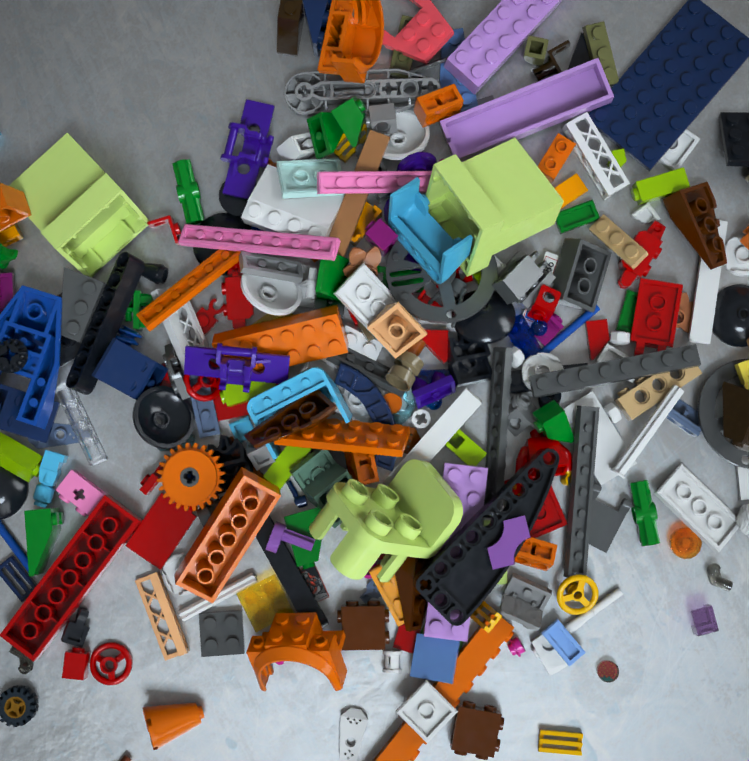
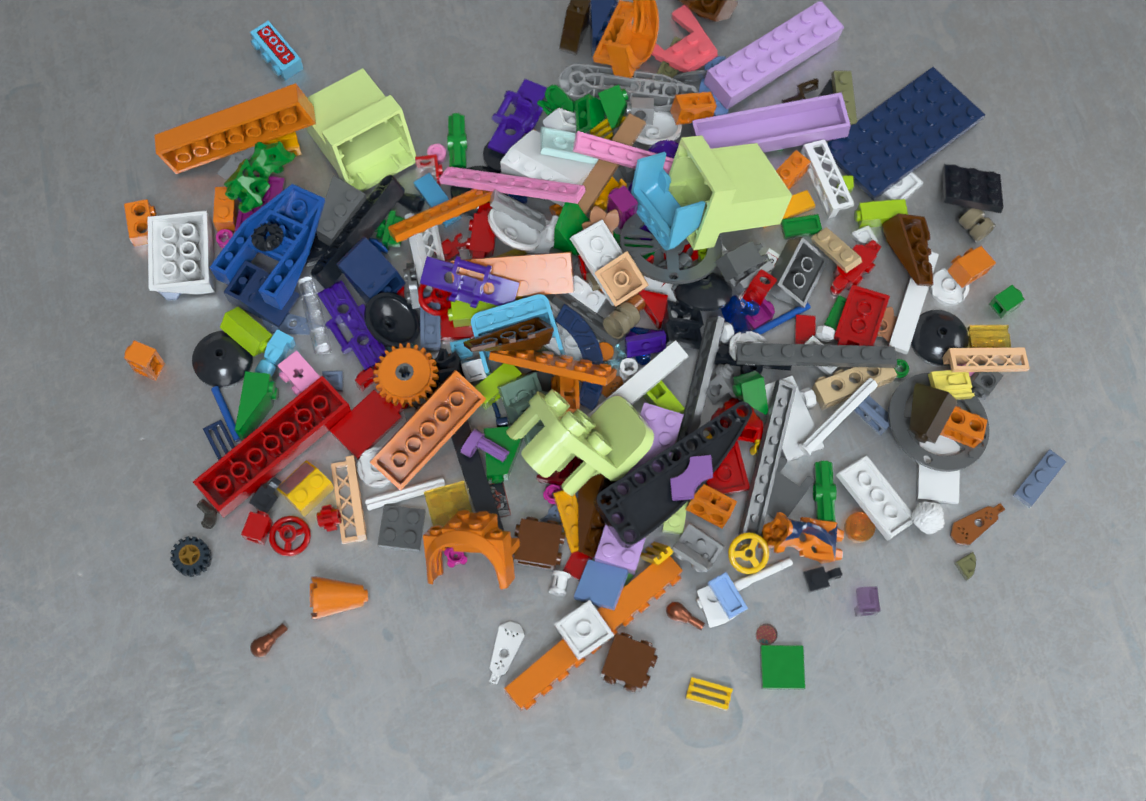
camera: 10 degrees right, 15 degrees down
(95, 403) = (354, 320): none -> dark purple piece
(114, 612) = (305, 488): none -> yellow slope
(117, 488) = (335, 378): none -> sand blue tile
(146, 640) = (329, 518): none -> red gear
(169, 206) = (439, 150): none -> bright pink tile
(174, 256) = (433, 195): none -> dark azure tile
(288, 121) = (556, 98): none -> green bracket
(516, 647) = (681, 593): dark pink plate -> none
(516, 667) = (678, 612): none -> copper piece
(535, 50) = (787, 83): olive brick -> none
(628, 701) = (782, 667): none -> green tile
(630, 570) = (820, 534): none -> orange hips
(651, 604) = (818, 579): none -> black plate
(708, 360) = (904, 367): none -> green plate
(716, 579) = (884, 566): clear smoke arm -> none

